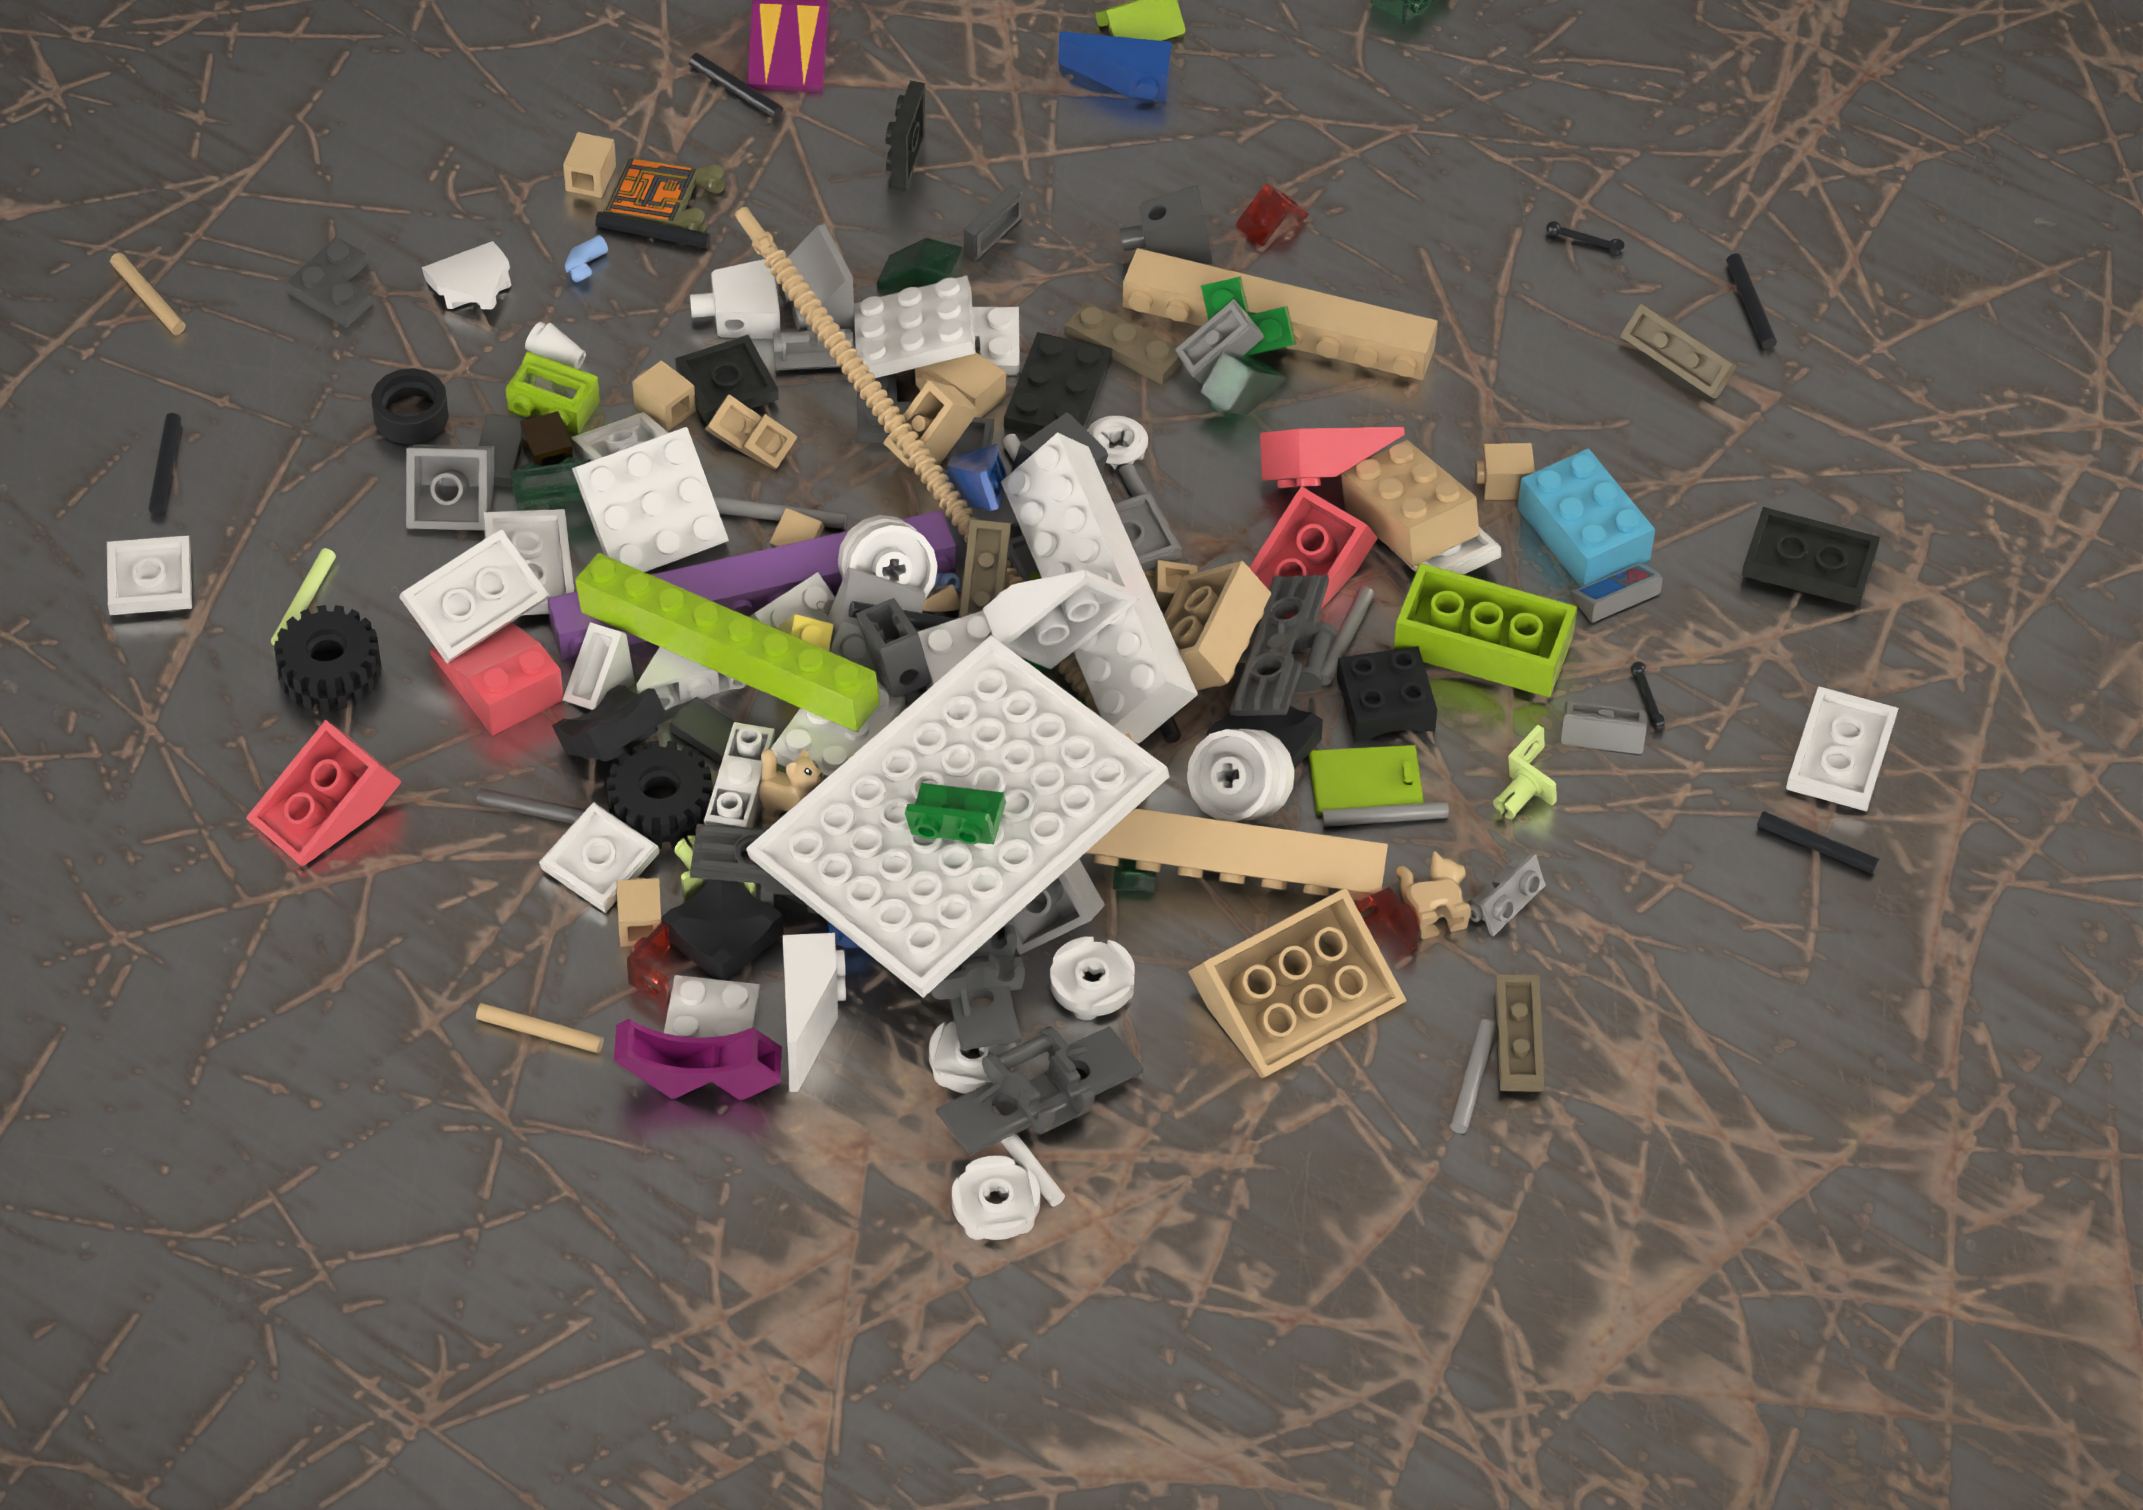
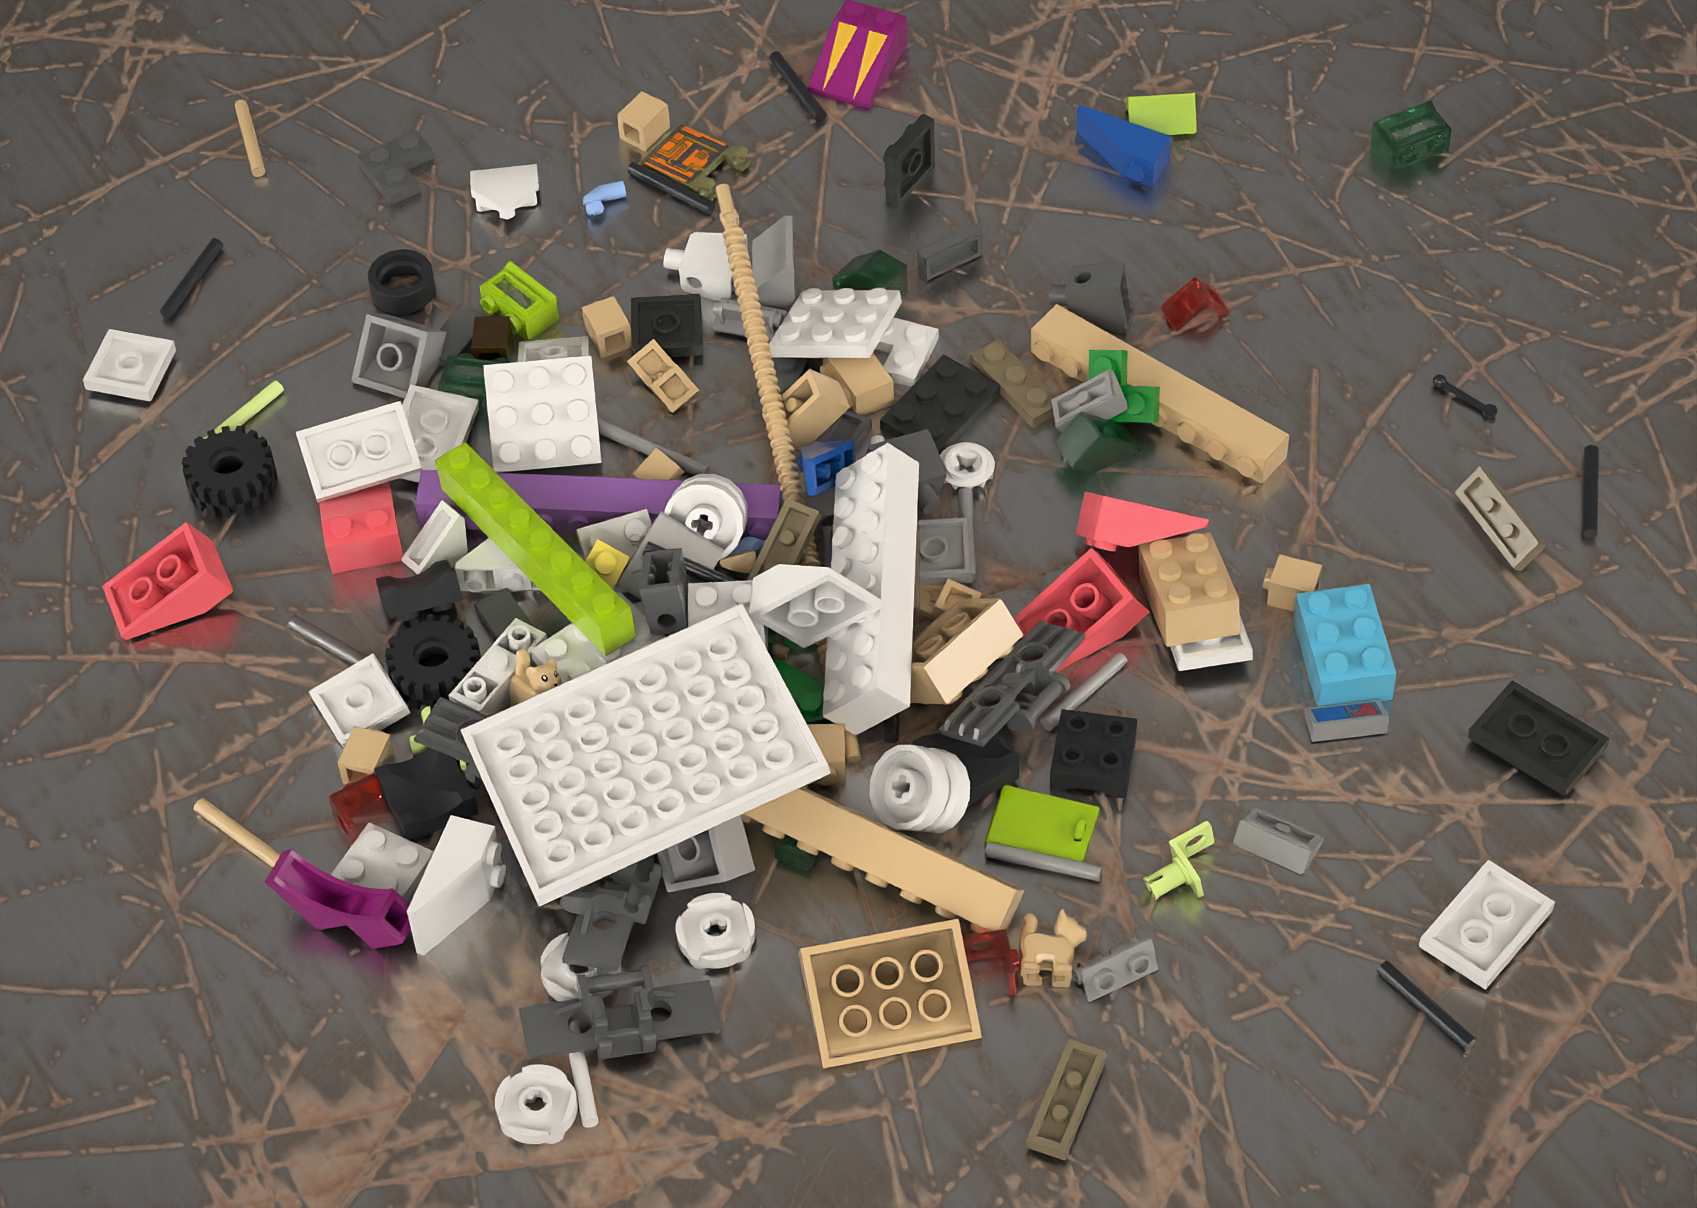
camera: 25 degrees right, 0 degrees up
(554, 345) = (540, 263): white cone -> none
(956, 813) = (634, 752): green bracket -> none
(1473, 1076) = (1008, 1127): light grey bar -> none
(1486, 629) = (1204, 721): lime brick -> none
(1638, 670) = (1333, 797): black hinge -> none

